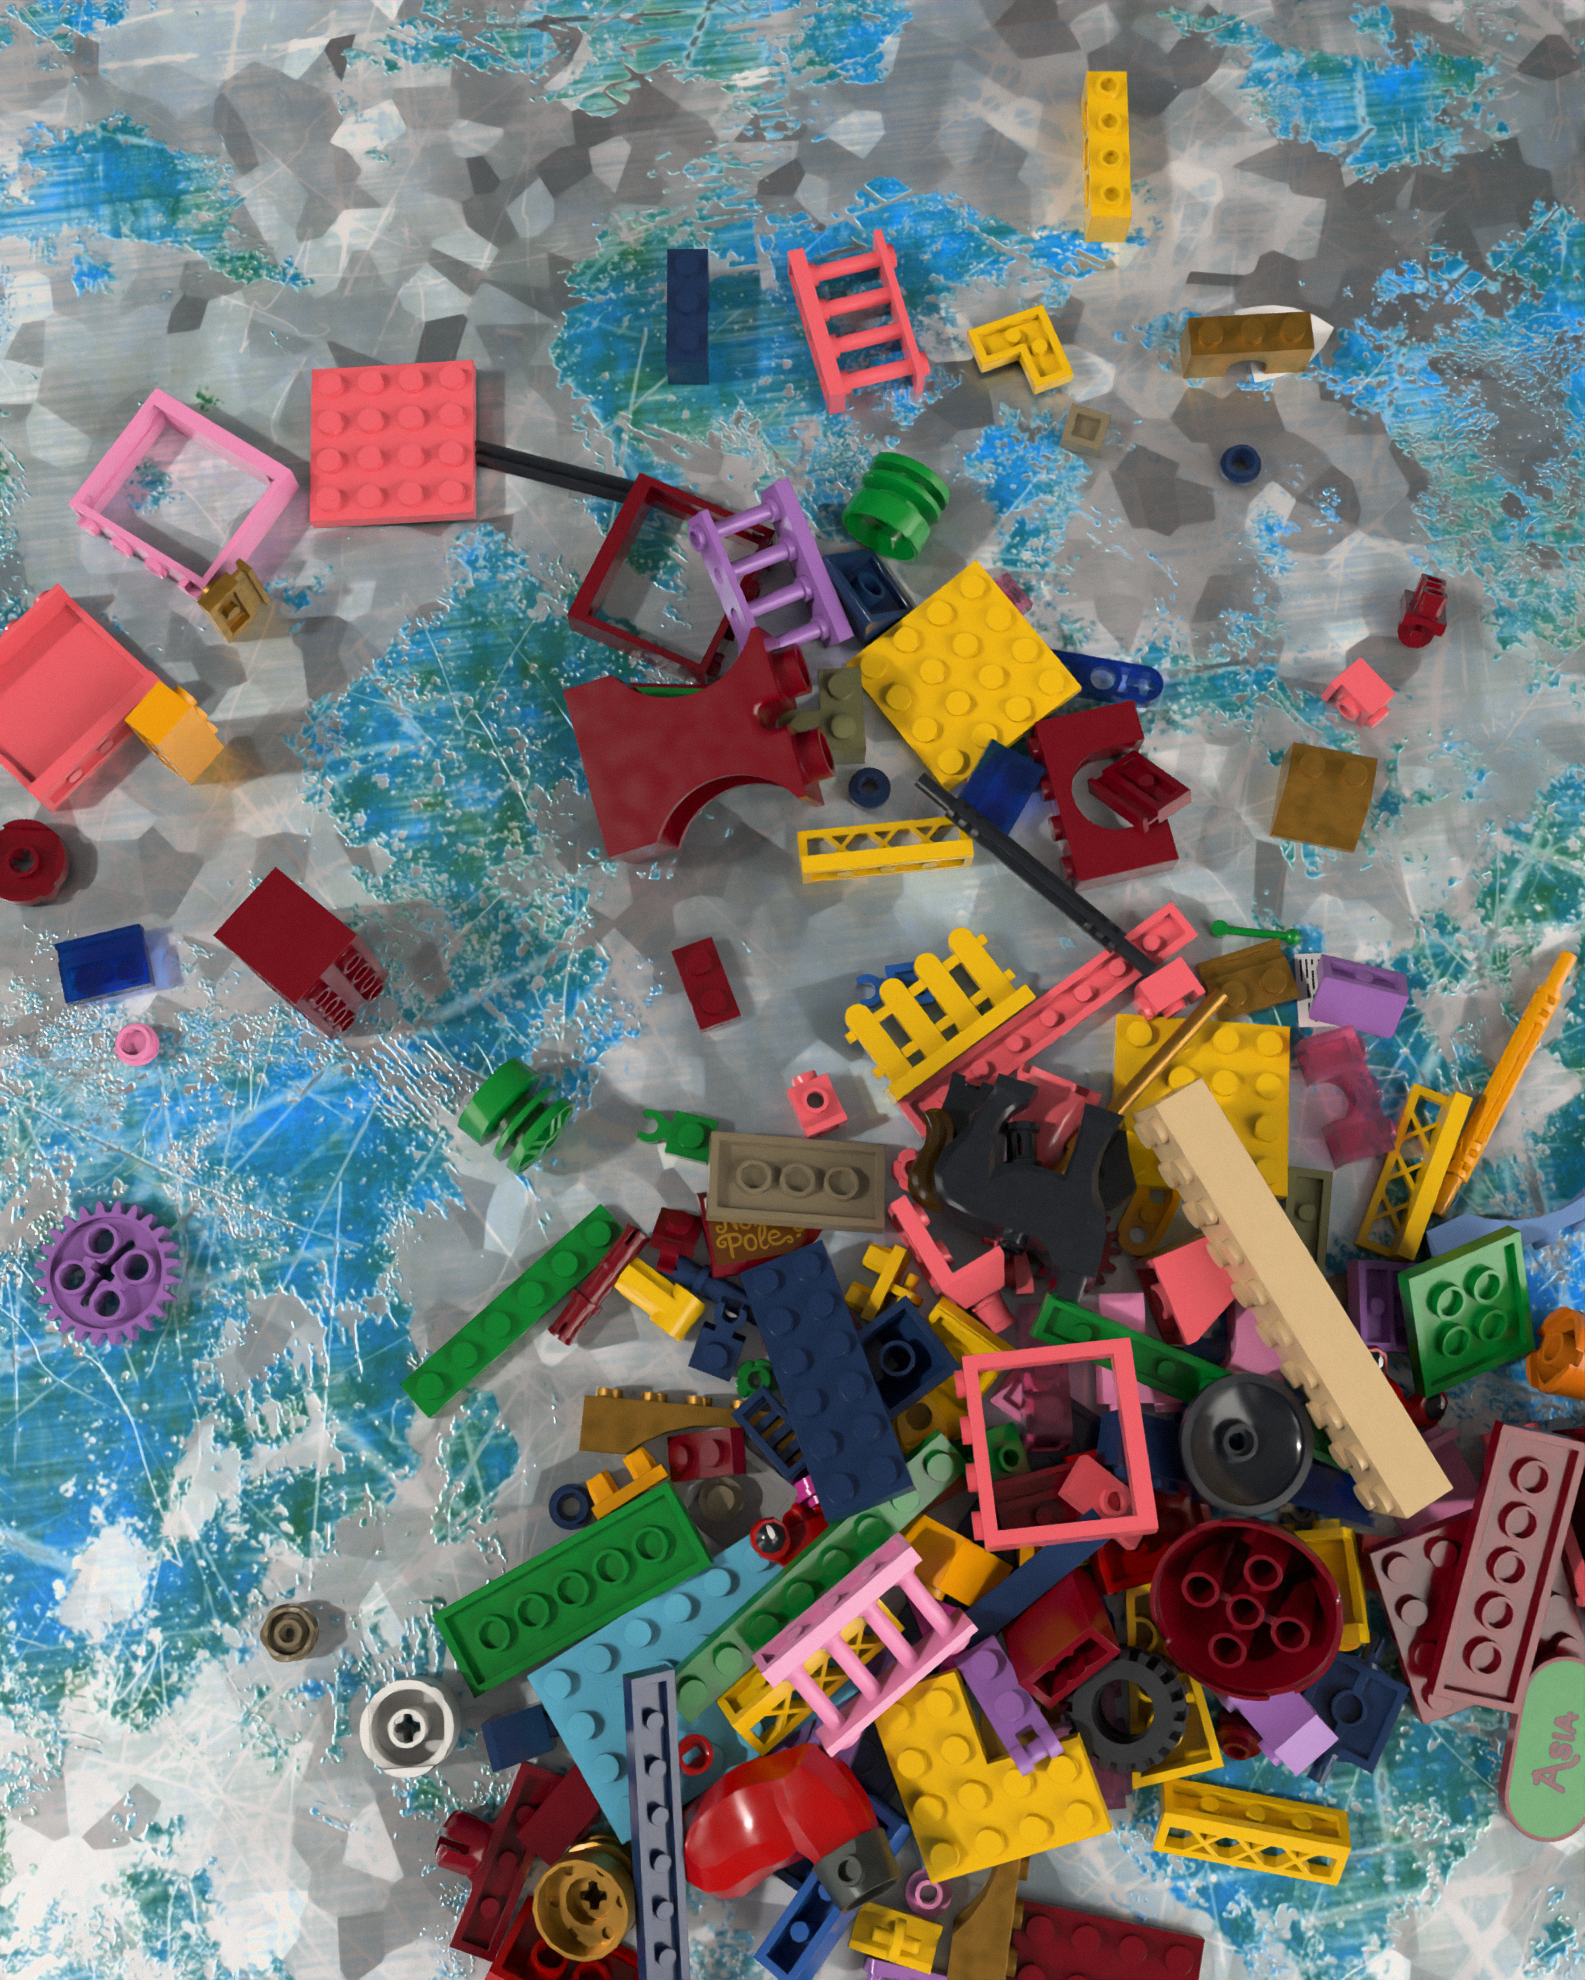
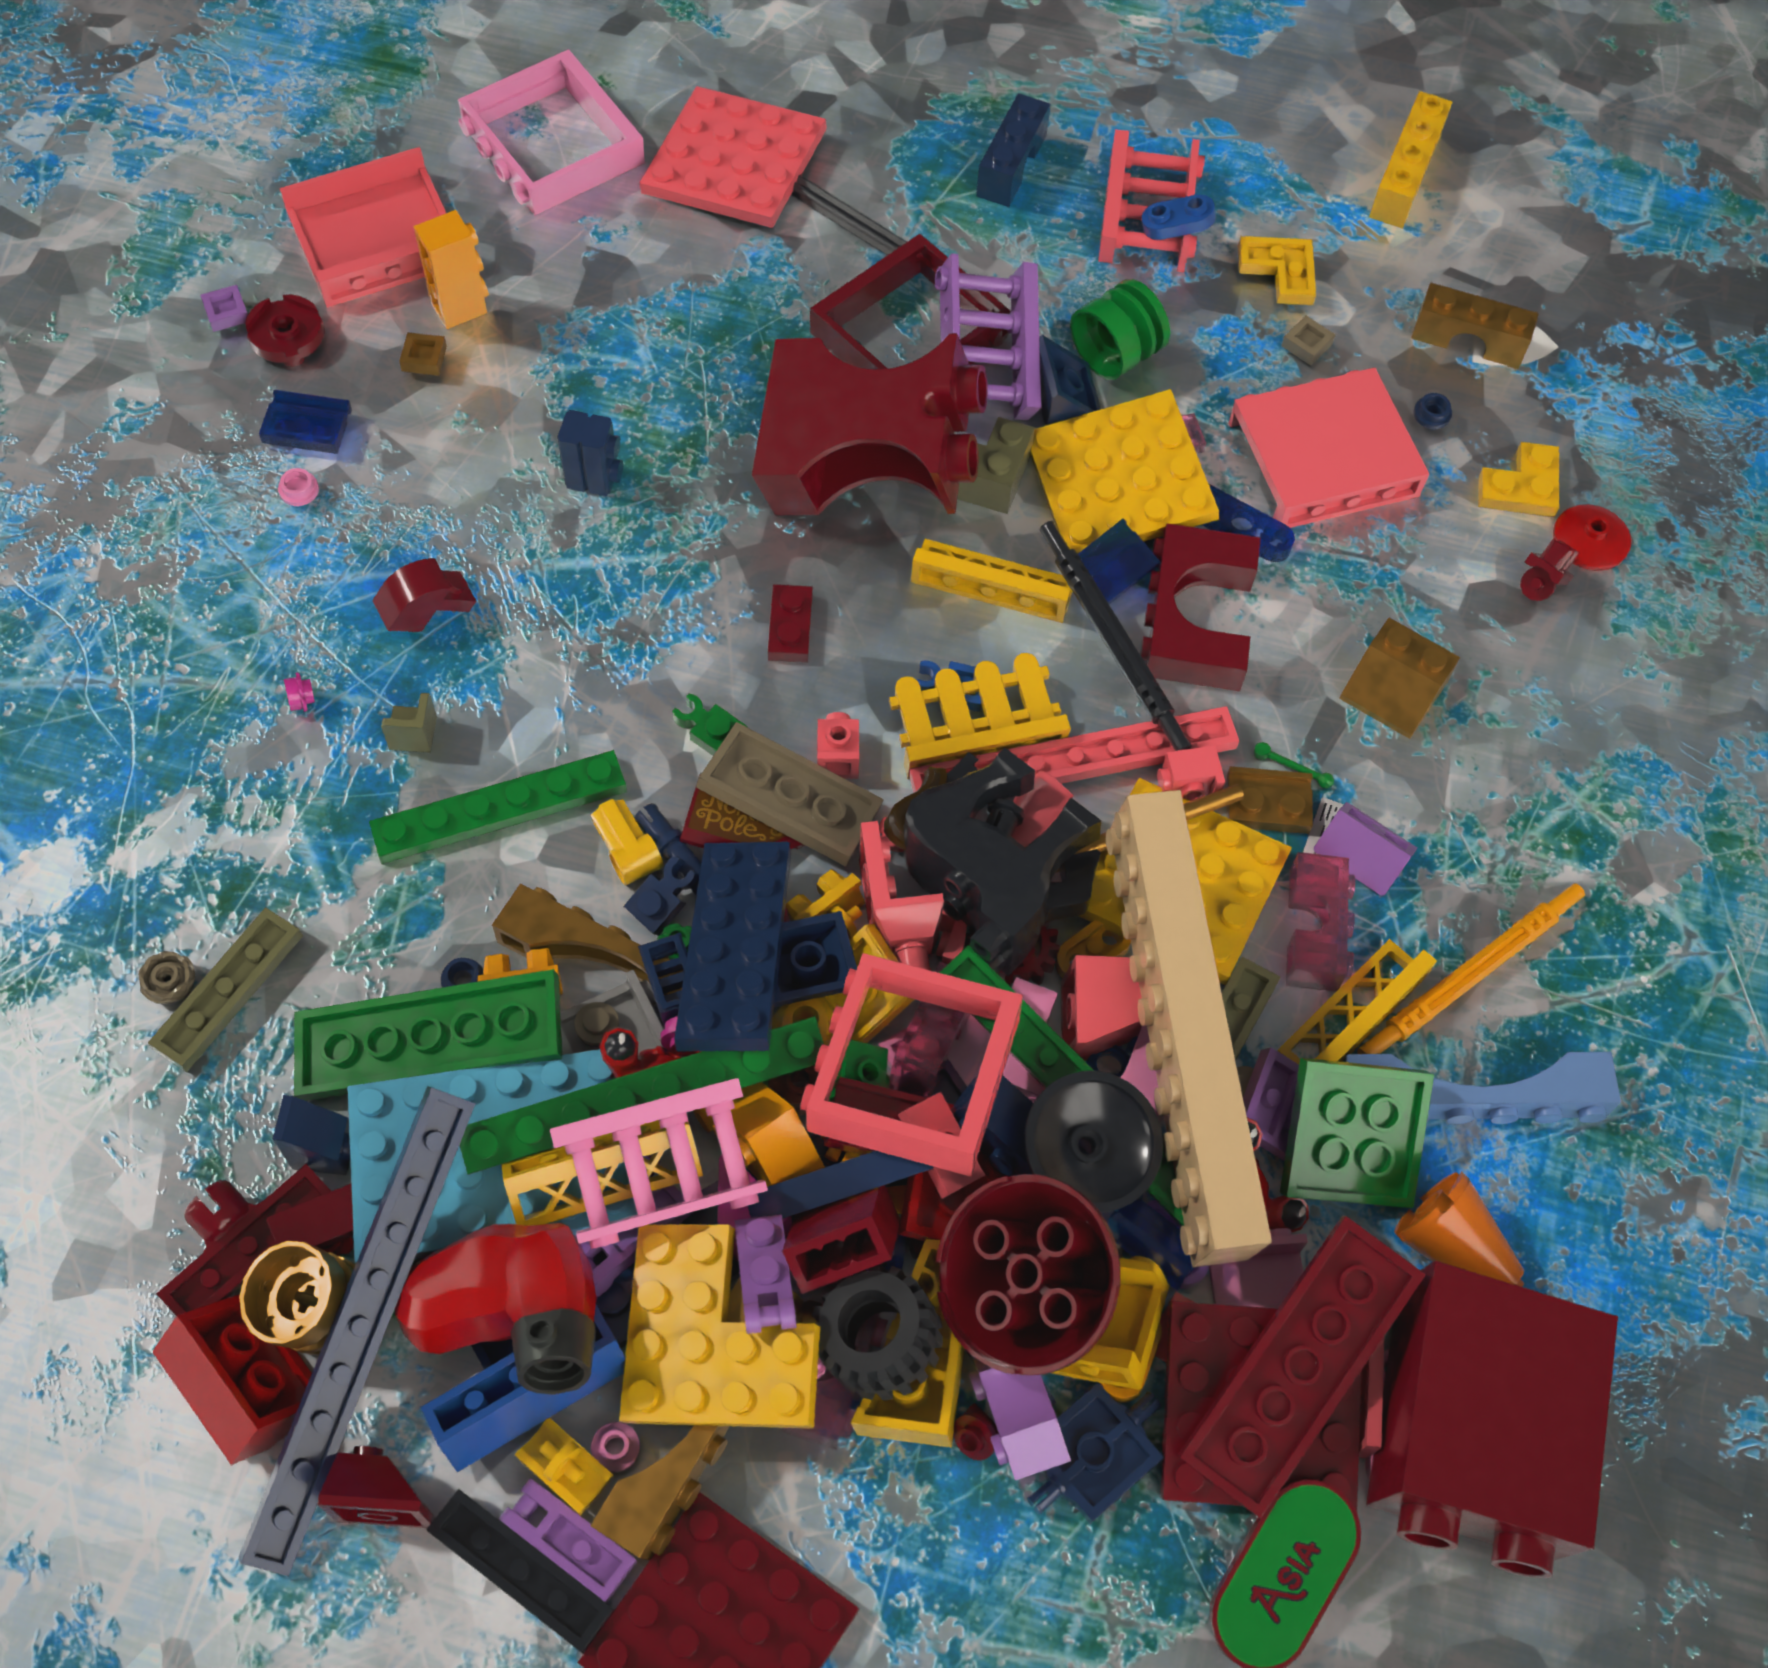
camera: 20 degrees right, 15 degrees down
(79, 1248) = (178, 641): medium lavender gear -> none
(185, 831) = (423, 353): none -> pearl gold plate
(233, 600) = (548, 205): pearl gold plate -> none
(259, 1276) = (299, 692): none -> dark pink plate
(303, 953) = (464, 448): dark red brick -> none
(328, 1119) = (416, 592): none -> dark red brick
(352, 1619) = (225, 989): none -> olive plate
(389, 1264) = (411, 726): none -> olive panel
(393, 1746) = (226, 1091): white brick -> none
(422, 887) = (589, 453): none -> dark blue brick
(509, 1110) = (576, 646): green wheel -> none
(598, 1285) = (574, 812): dark red pin -> none
(675, 1235) = (665, 795): dark red plate -> none
(701, 1762) = (453, 1192): red hinge -> none
(707, 1455) = (601, 976): dark red plate -> none
(869, 800) = (1000, 538): dark blue plate -> none
(901, 342) = (1178, 217): none -> blue plate
(1139, 791) = (1236, 609): dark red plate -> none
(1155, 553) = (1331, 447): none -> coral panel
(1256, 1824) = (958, 1514): yellow fence -> none
(1360, 694) = (1466, 612): coral brick -> none
(1369, 513) = (1530, 489): none -> yellow plate
(1430, 554) = (1595, 534): none -> red dish

